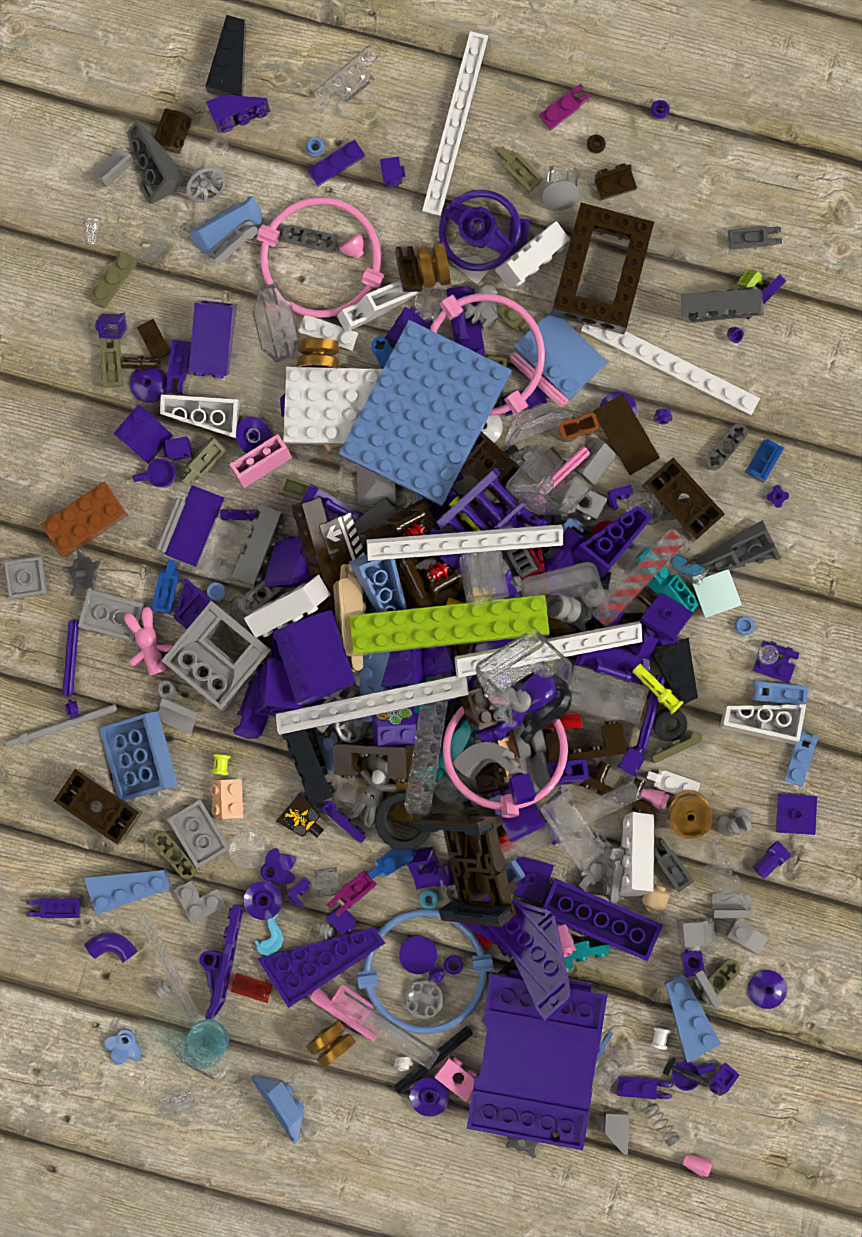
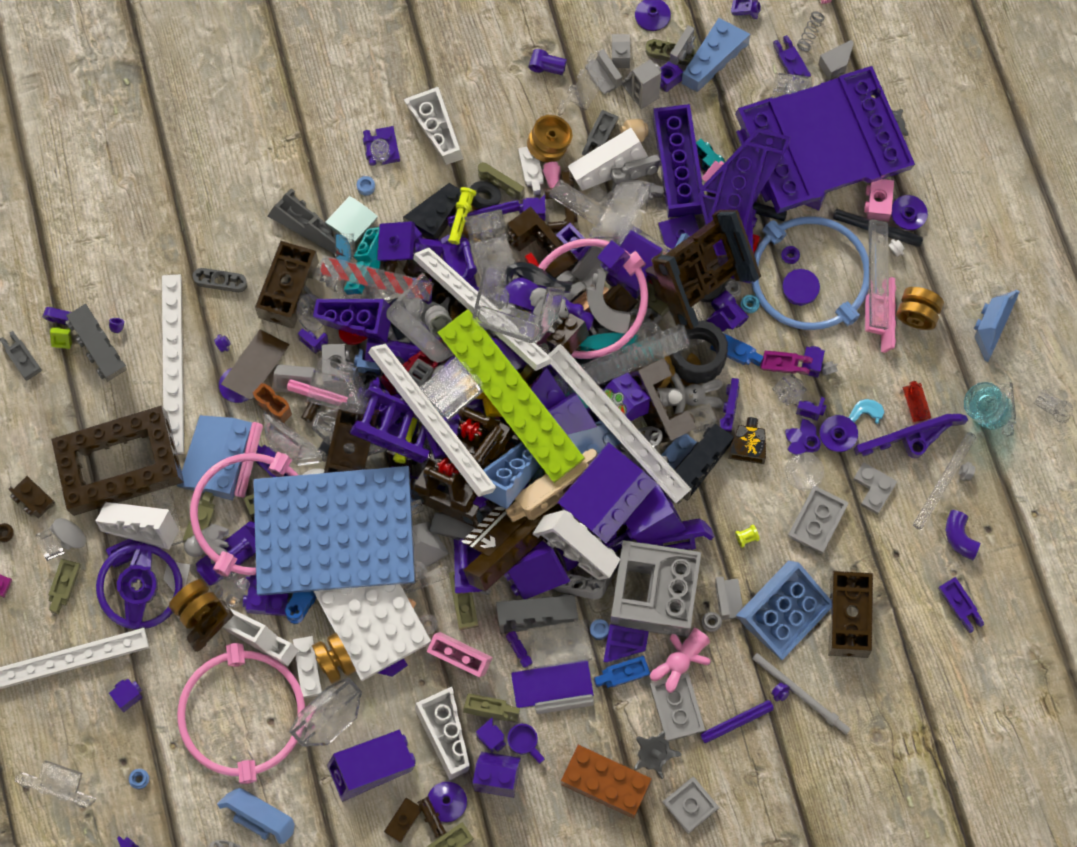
camera: 120 degrees left, 15 degrees down
(120, 889) = (905, 552): medium blue wedge -> none
(121, 1049) = (1039, 478): medium blue plate -> none
(167, 855) = (850, 544): olive beam -> none
(178, 365) = (414, 782): dark purple hinge -> none
(227, 799) = (773, 513): light nougat bracket -> none
(233, 241) = (270, 799): light grey hinge -> none
(257, 428) = (440, 676): dark purple dish -> none
(295, 240) = (227, 749): dark grey beam -> none
(309, 967) = (868, 363): dark purple wing -> none
(336, 163) = (144, 751): dark purple plate -> none
(353, 246) = (214, 689): bright pink brick -> none
(424, 999) = (834, 261): light grey dish -> none
(436, 974) = (808, 260): dark purple piece -> none
(660, 1038) = (743, 68): white bush -> none
(684, 1083) = (760, 32): dark purple piece -> none
(685, 1073) = (759, 34): black piece -> none
(733, 827) = (534, 99): light grey piece -> none
(764, 460) = (214, 242): blue hinge -> none
(777, 501) = (243, 222): dark purple plate -> none
(780, 693) = (406, 127): medium blue plate -> none
(796, 814) = (498, 65): dark purple plate -> none
(800, 759) = (453, 85): medium blue plate -> none

